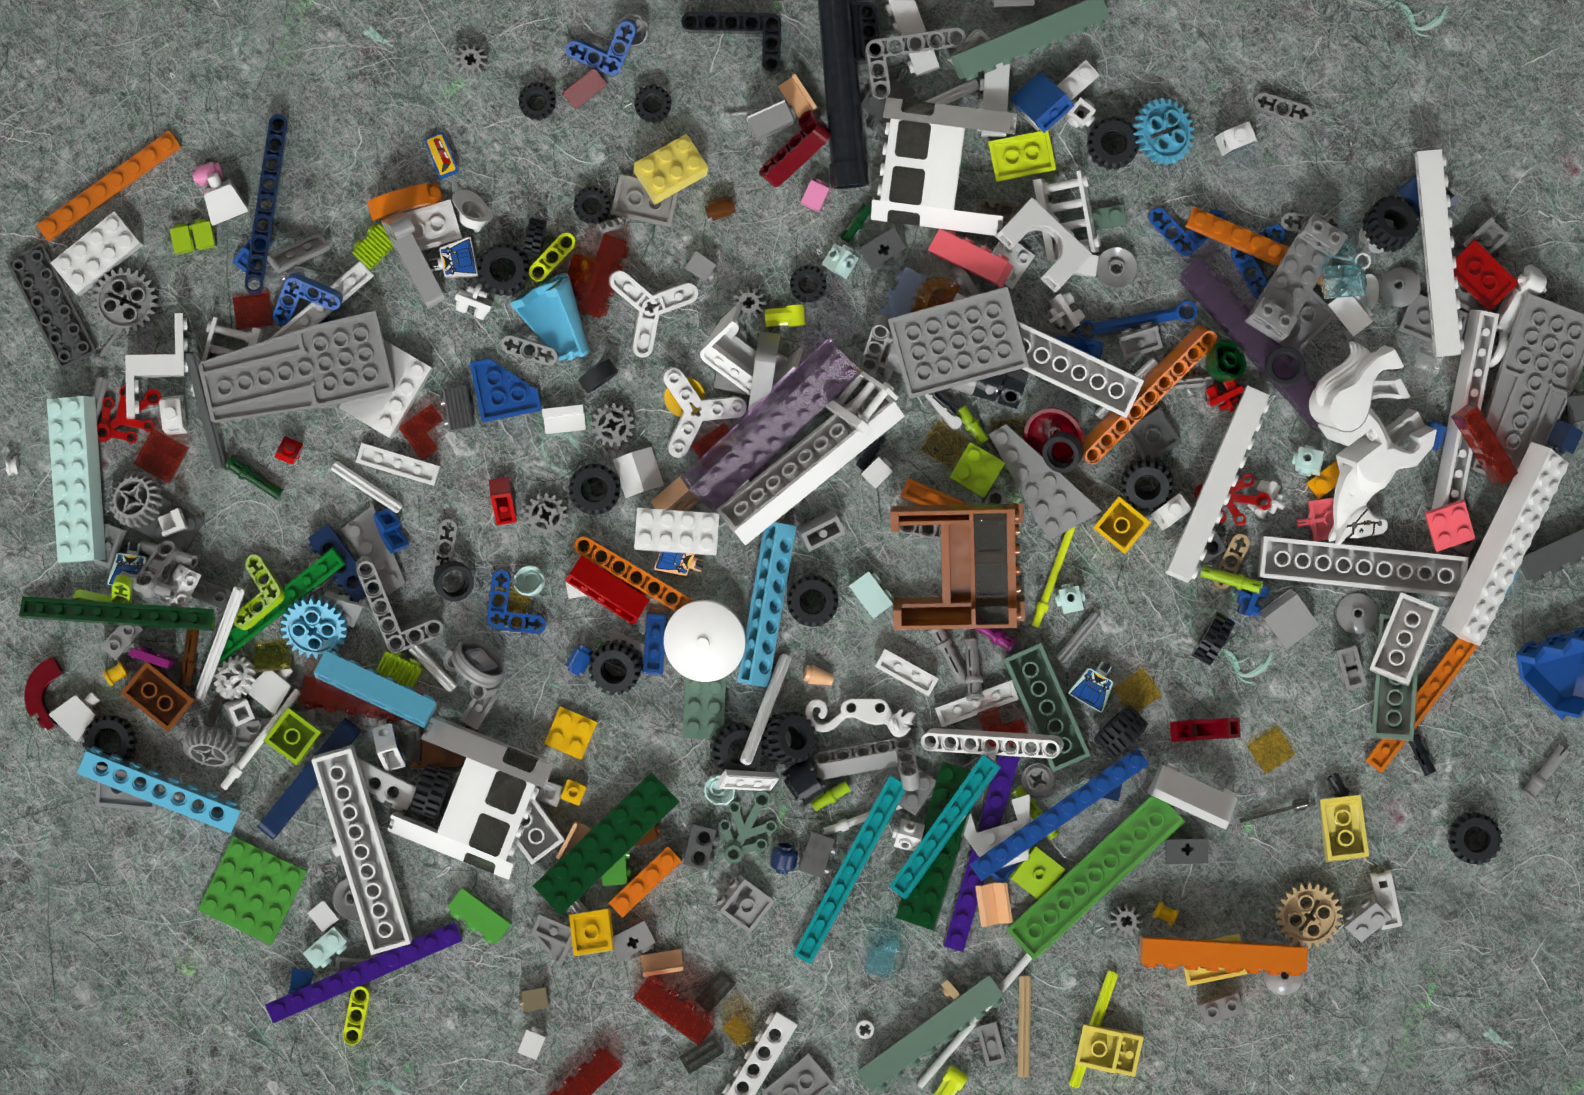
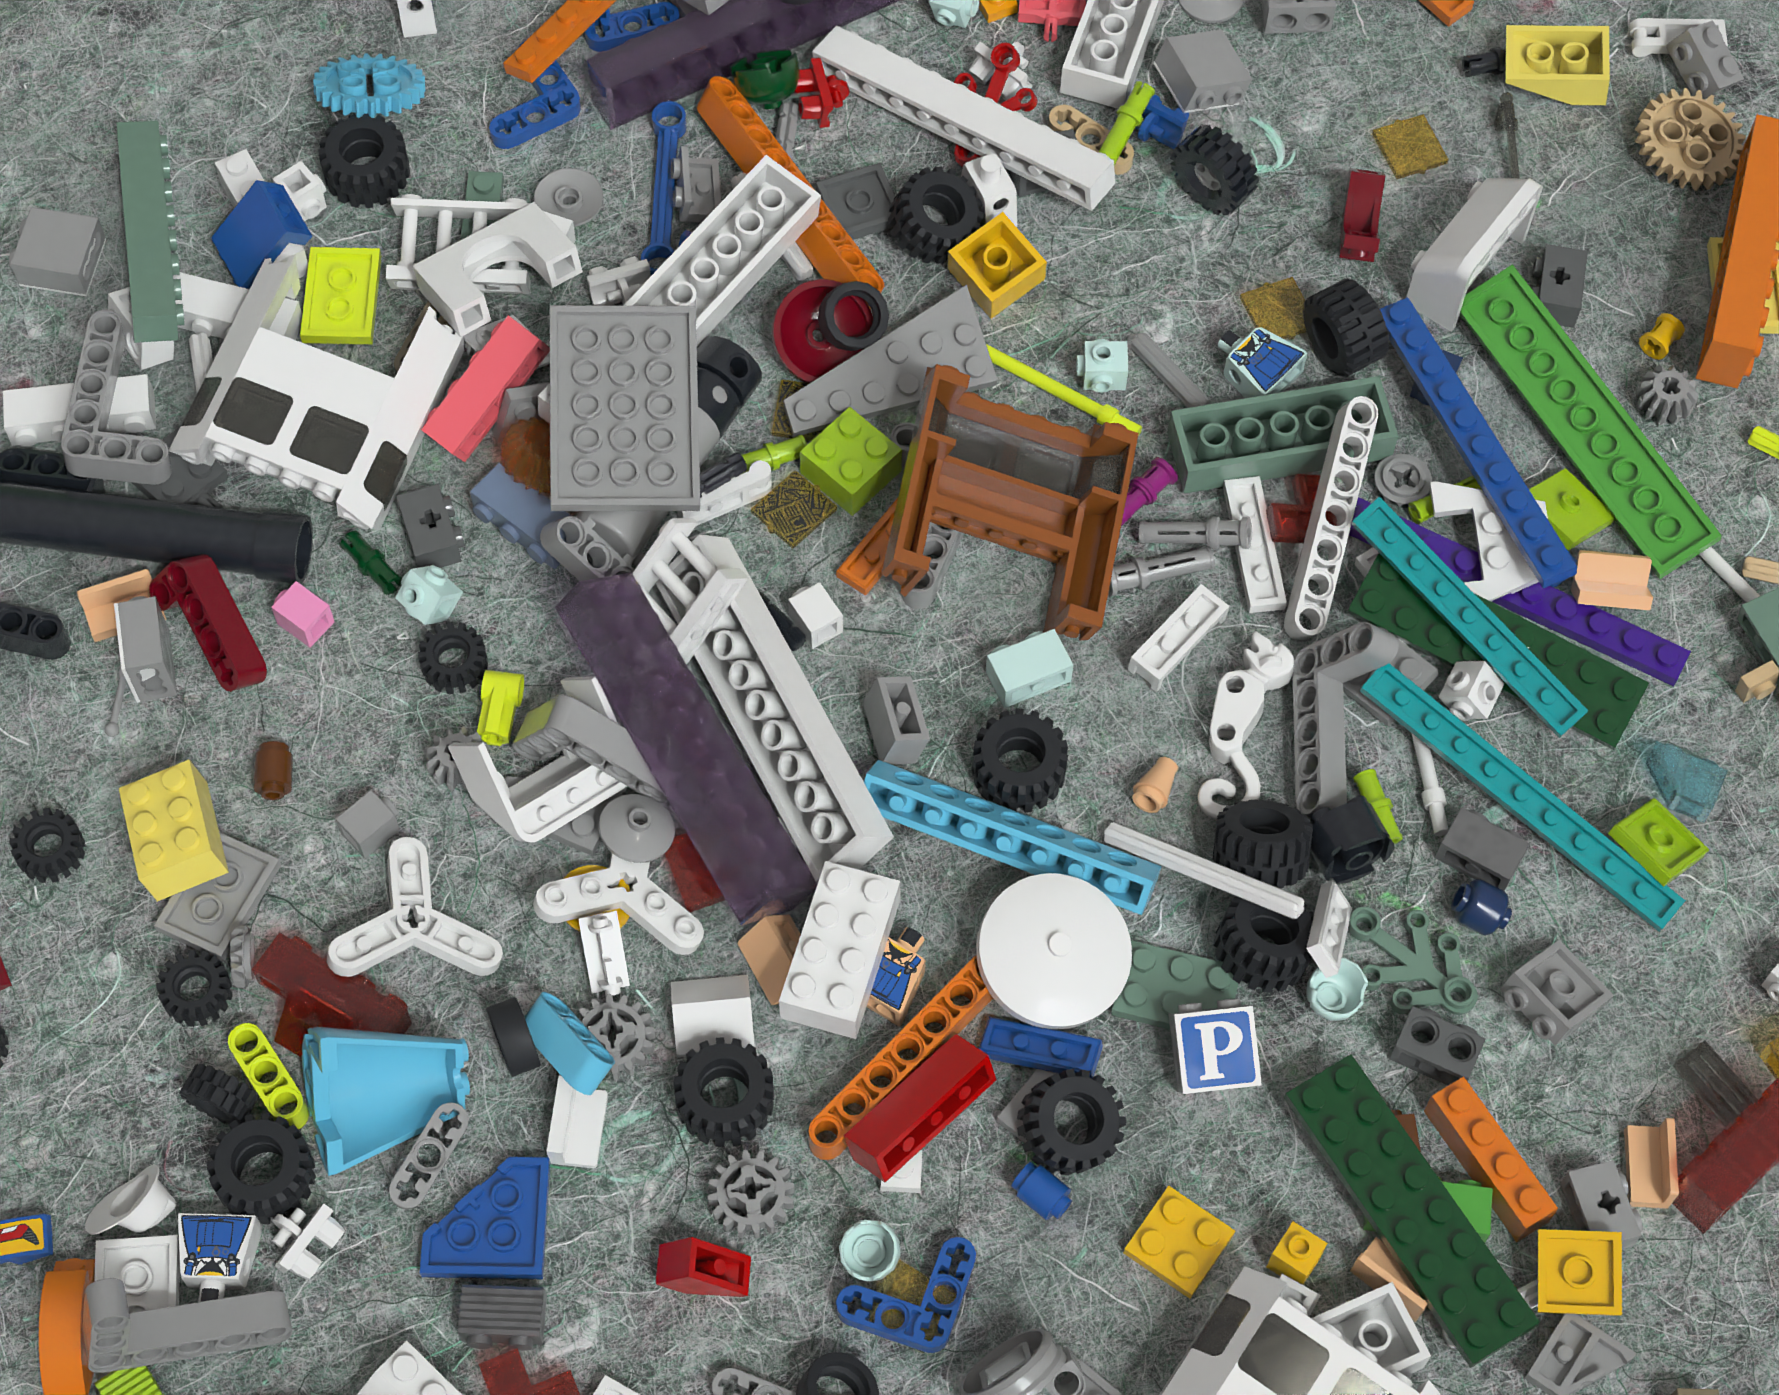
camera: 80 degrees left, 25 degrees down
(598, 405) = (568, 1044): none -> medium azure beam
(654, 410) = (604, 952): none -> white hinge
(671, 732) = (1214, 1047): none -> piece
(721, 400) = (635, 841): none -> light grey dish
(842, 946) = (1658, 841): none -> lime plate

